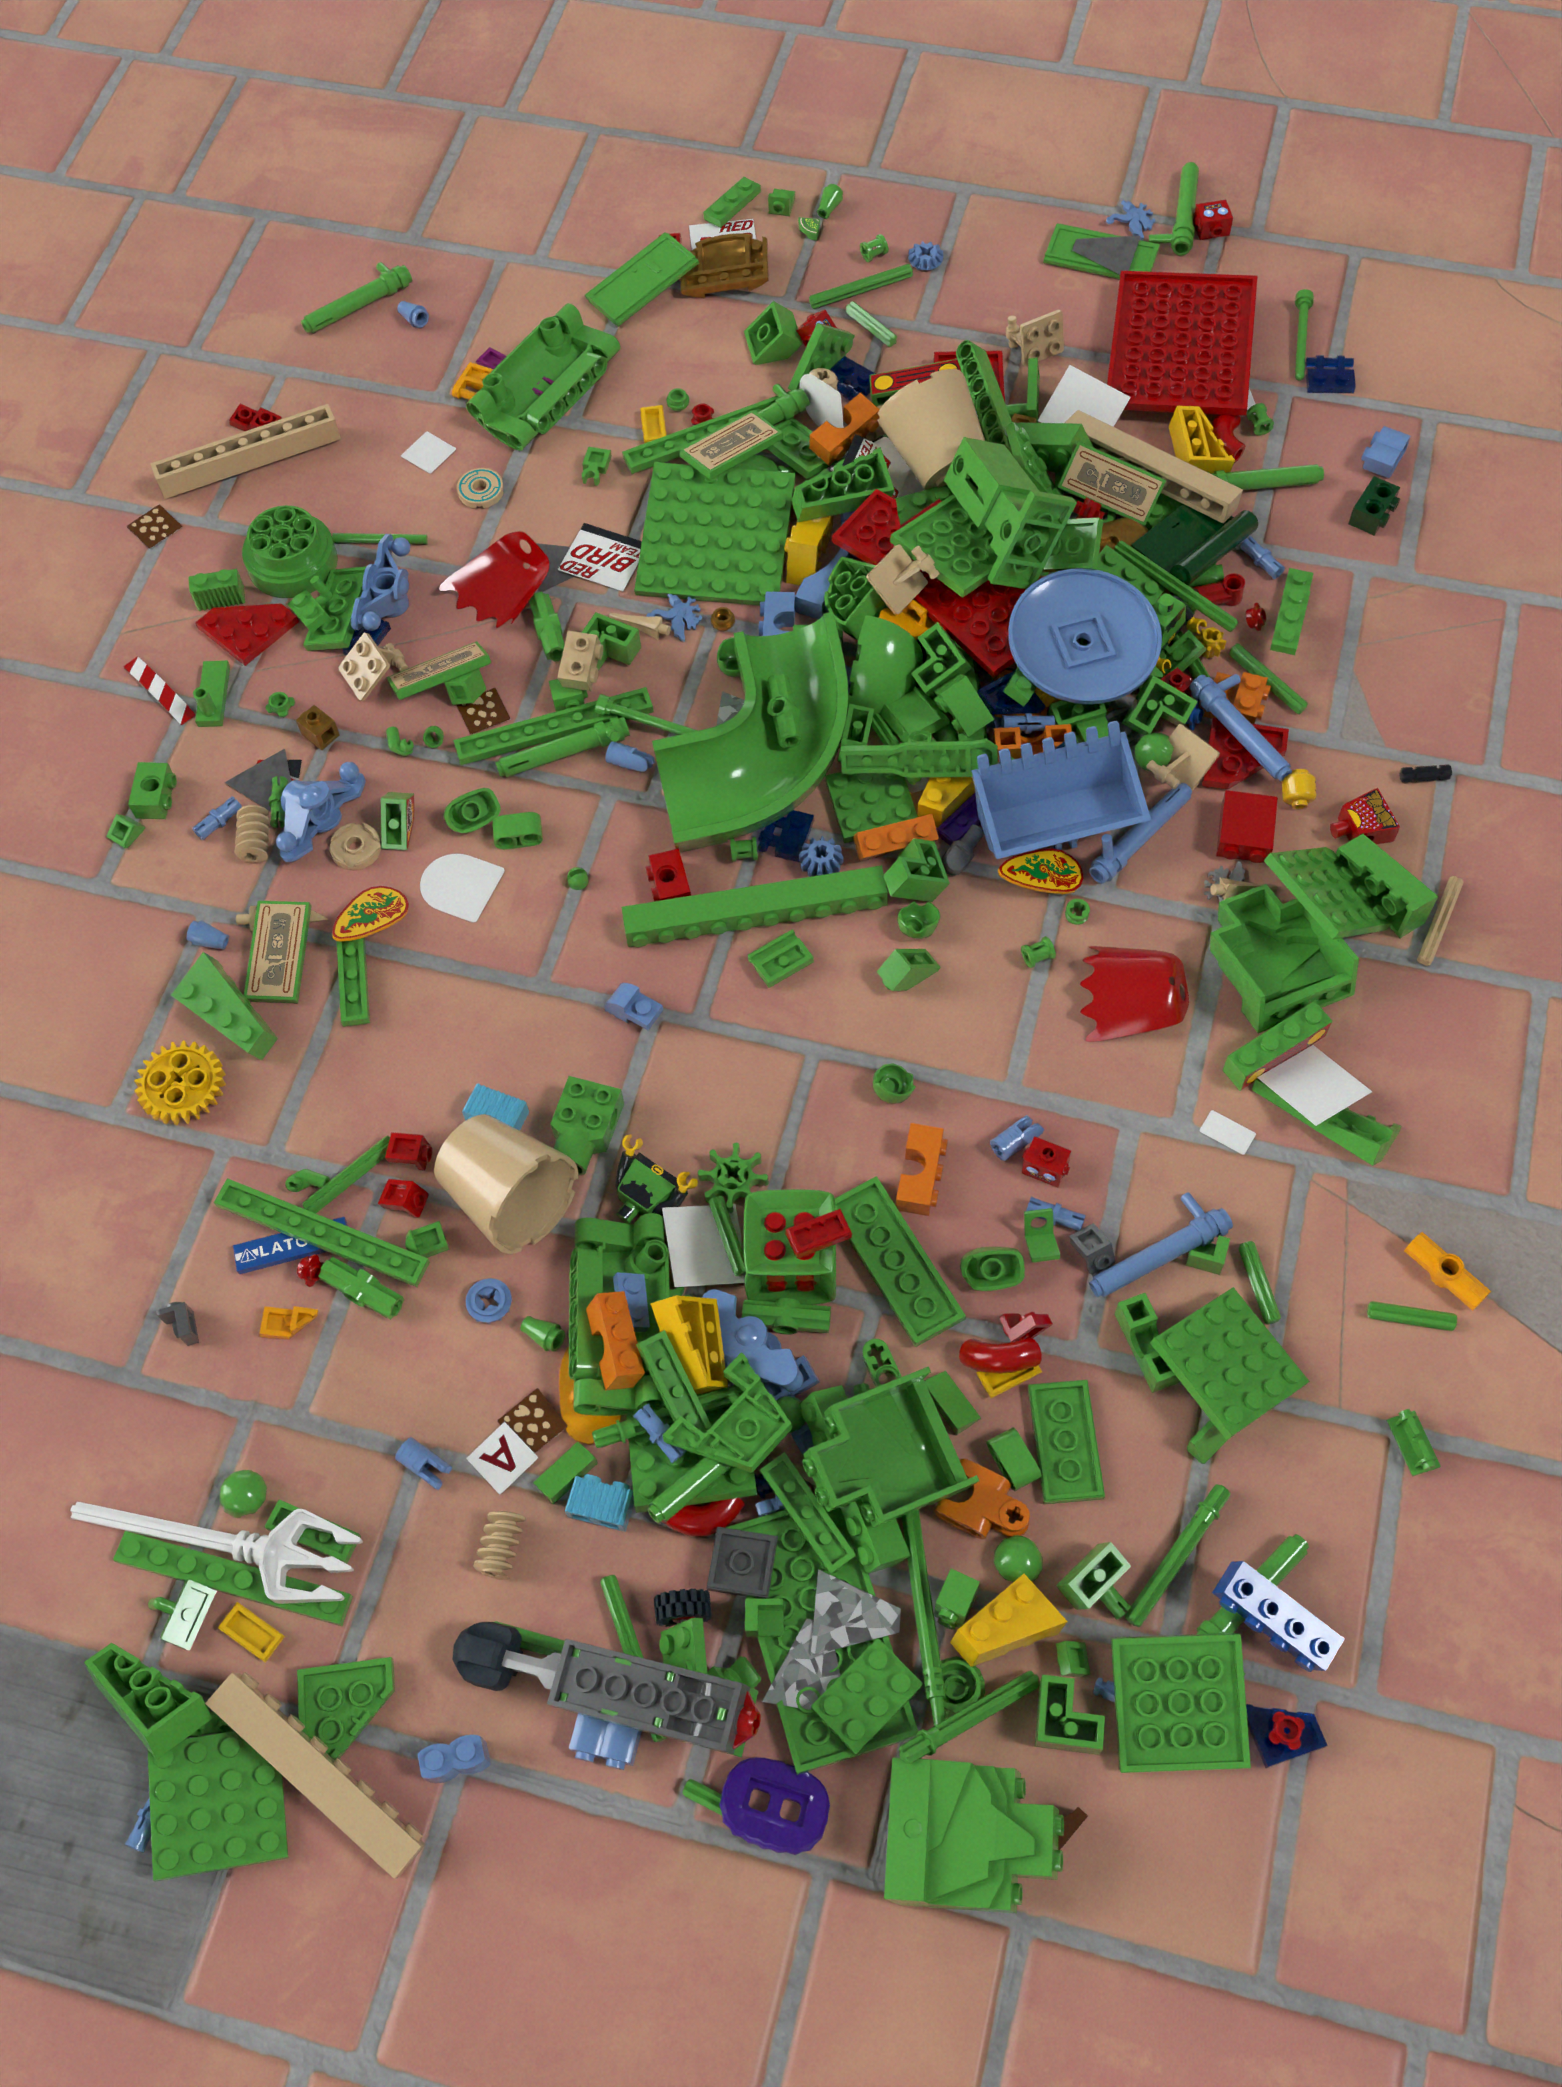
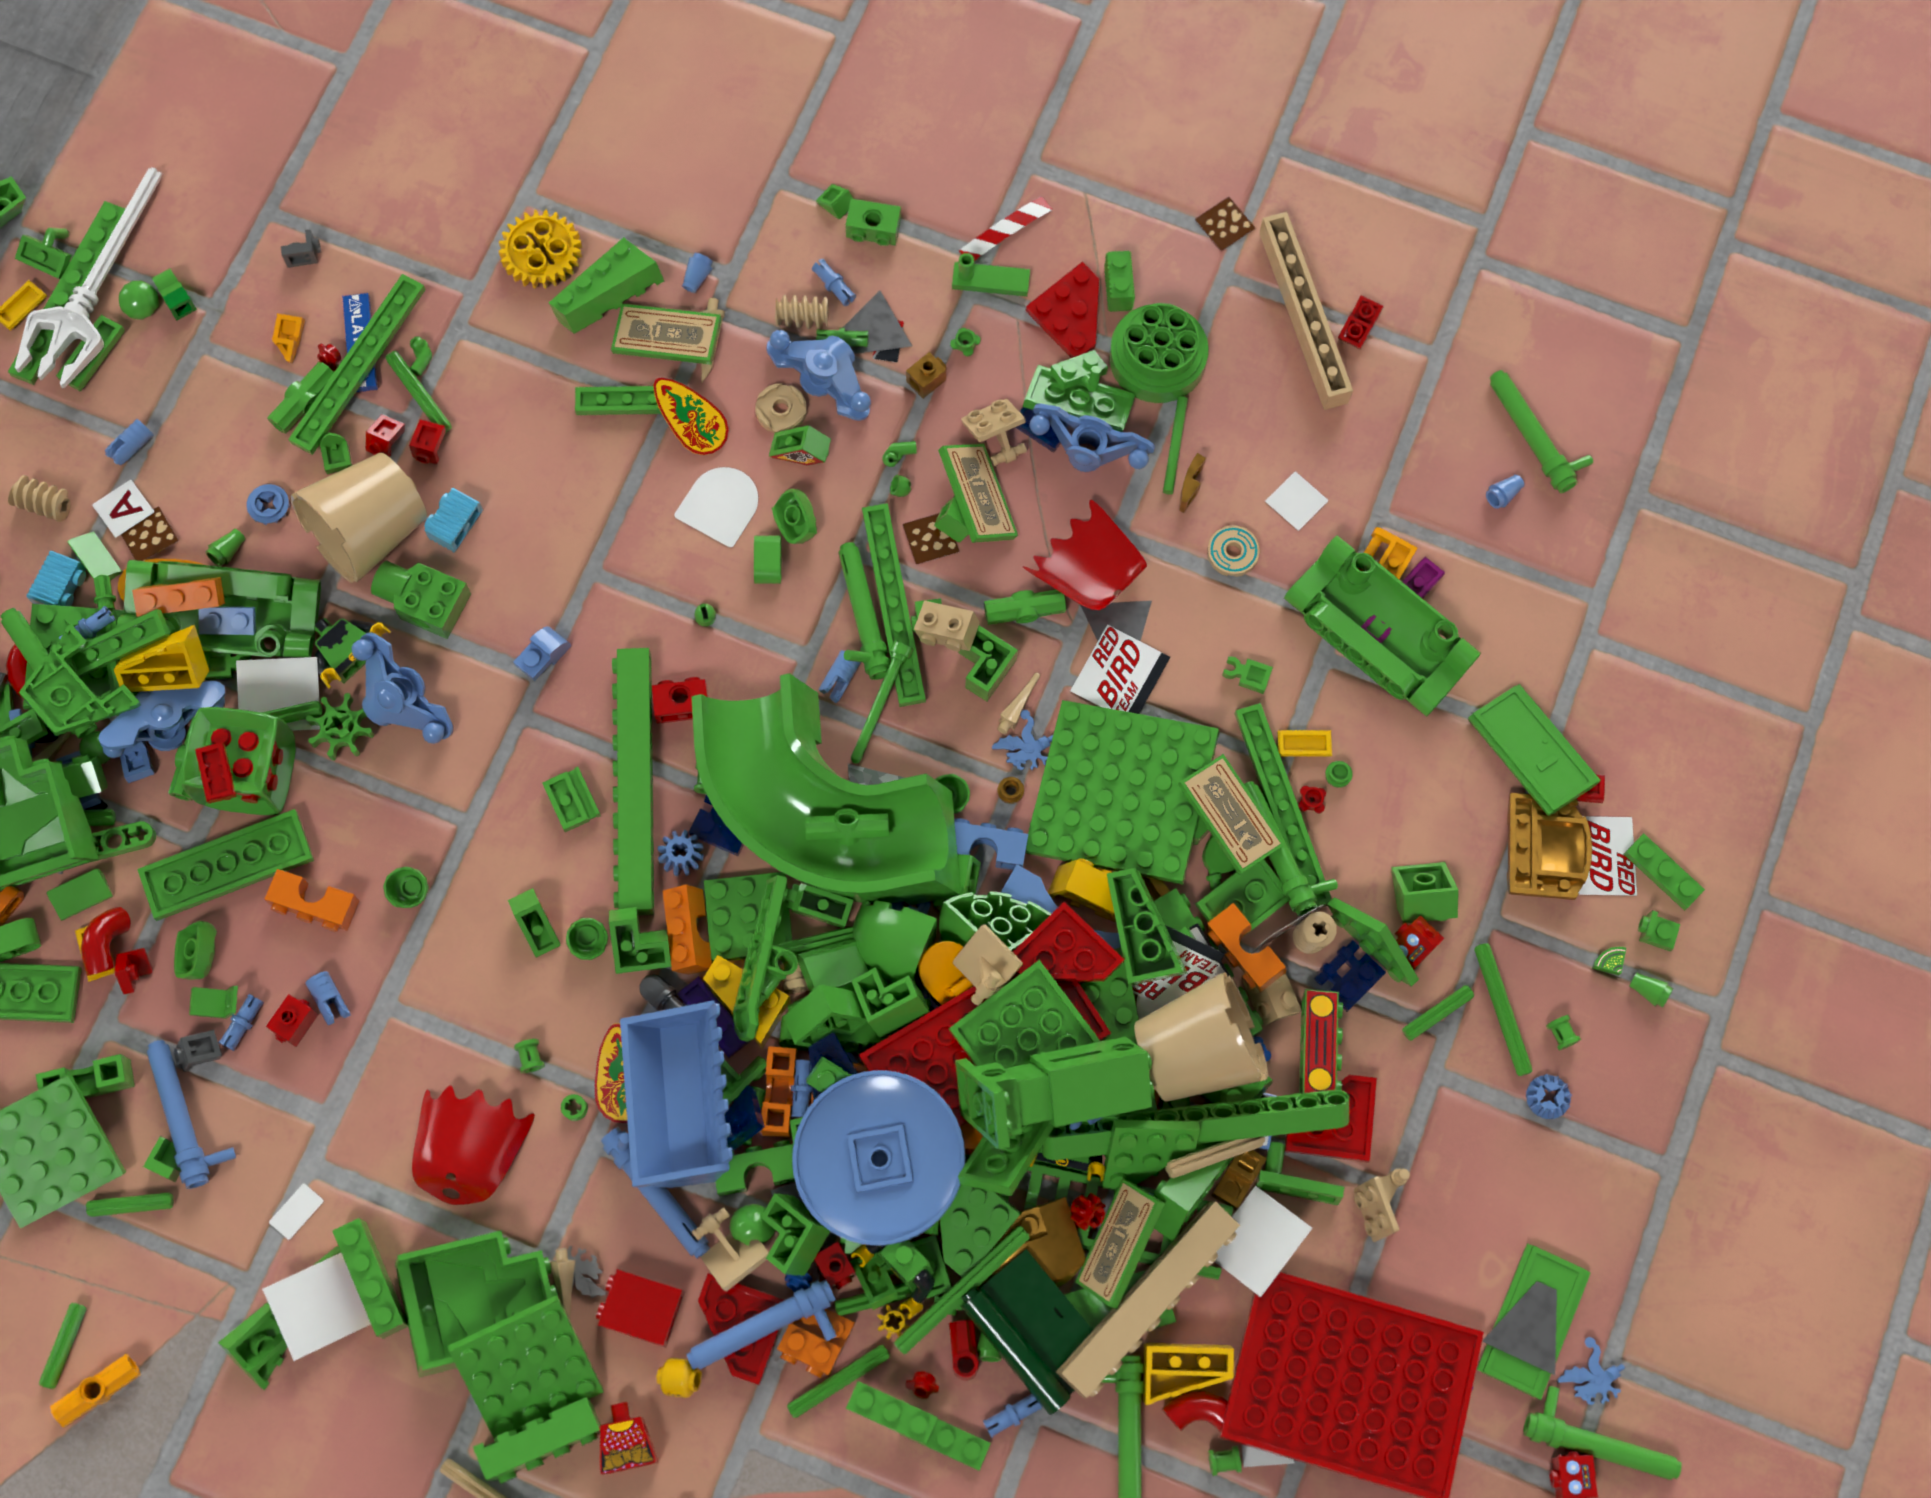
camera: 90 degrees right, 10 degrees up
(234, 1453) = (173, 294): none -> leg
(421, 521) = (1190, 485): none -> pearl gold slope
(692, 1123) = (397, 693): none -> medium blue piece
(1034, 431) = (1211, 1155): none -> tan axle

